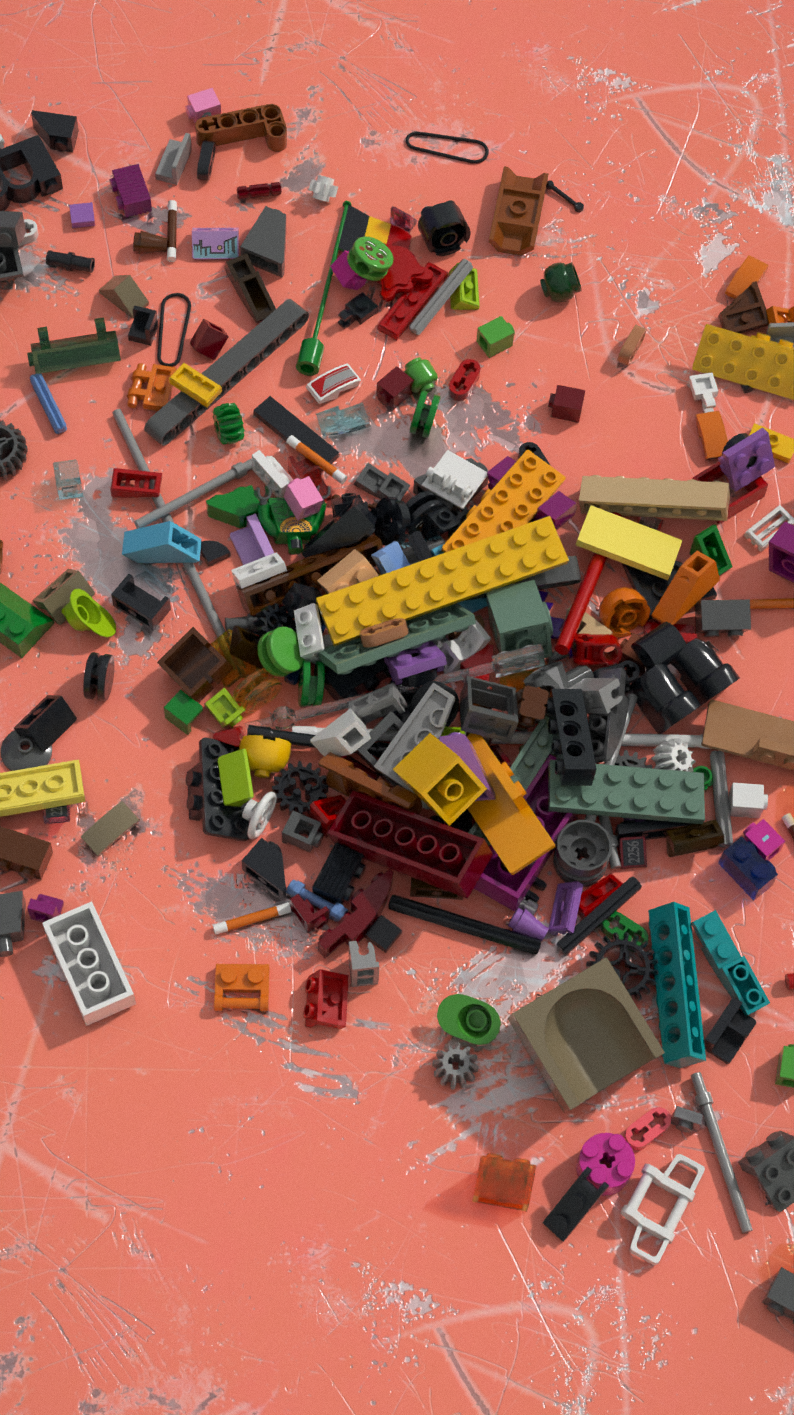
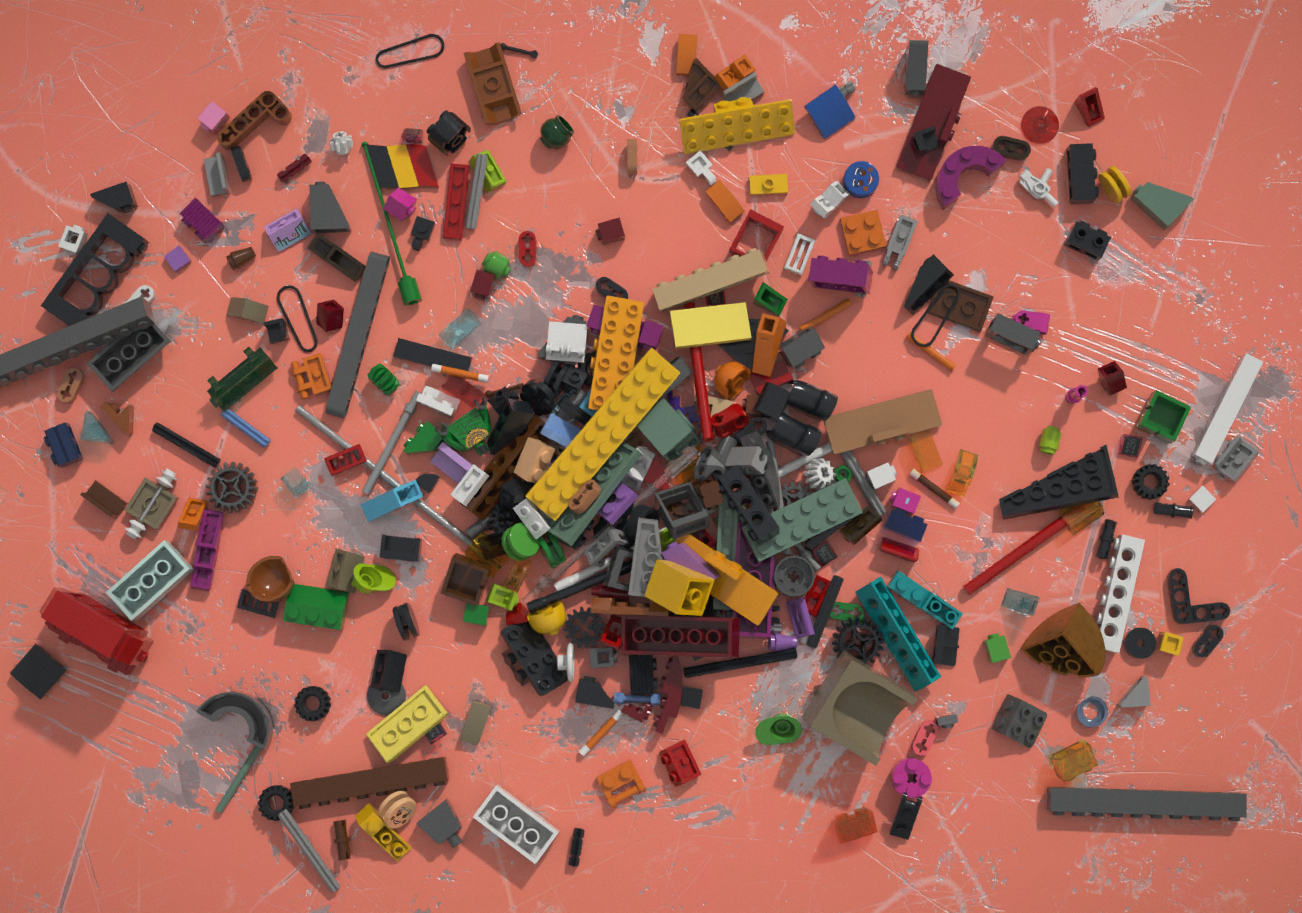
camera: 20 degrees left, 20 degrees up
(44, 908) = (466, 800): magenta bracket -> none
(70, 261) = (192, 304): black pin -> none
(144, 1033) = (576, 847): none -> black axle
(171, 231) = (249, 235): reddish brown bar -> none
(195, 385) = (344, 364): yellow plate -> none
(235, 778) = (539, 647): lime slope -> none
(303, 498) = (470, 416): bright pink brick -> none
(330, 384) = (437, 303): slope -> none
(342, 735) = (595, 581): white slope -> none
(363, 968) = (694, 733): light grey hinge -> none
(370, 258) = (411, 193): bright green head -> none
(380, 484) = (514, 366): dark grey slope -> none
(402, 273) = (431, 185): red tile -> none
(424, 414) = (516, 297): green head -> none
(465, 1064) = (788, 757): light grey gear -> none
(495, 336) = (532, 202): bright green brick -> none
(684, 1195) = (968, 800): white bar -> none
(705, 1101) = (952, 701): light grey bar -> none
(725, 895) = (899, 550): none -> red slope
(746, 458) = (761, 219): medium lavender piece -> none

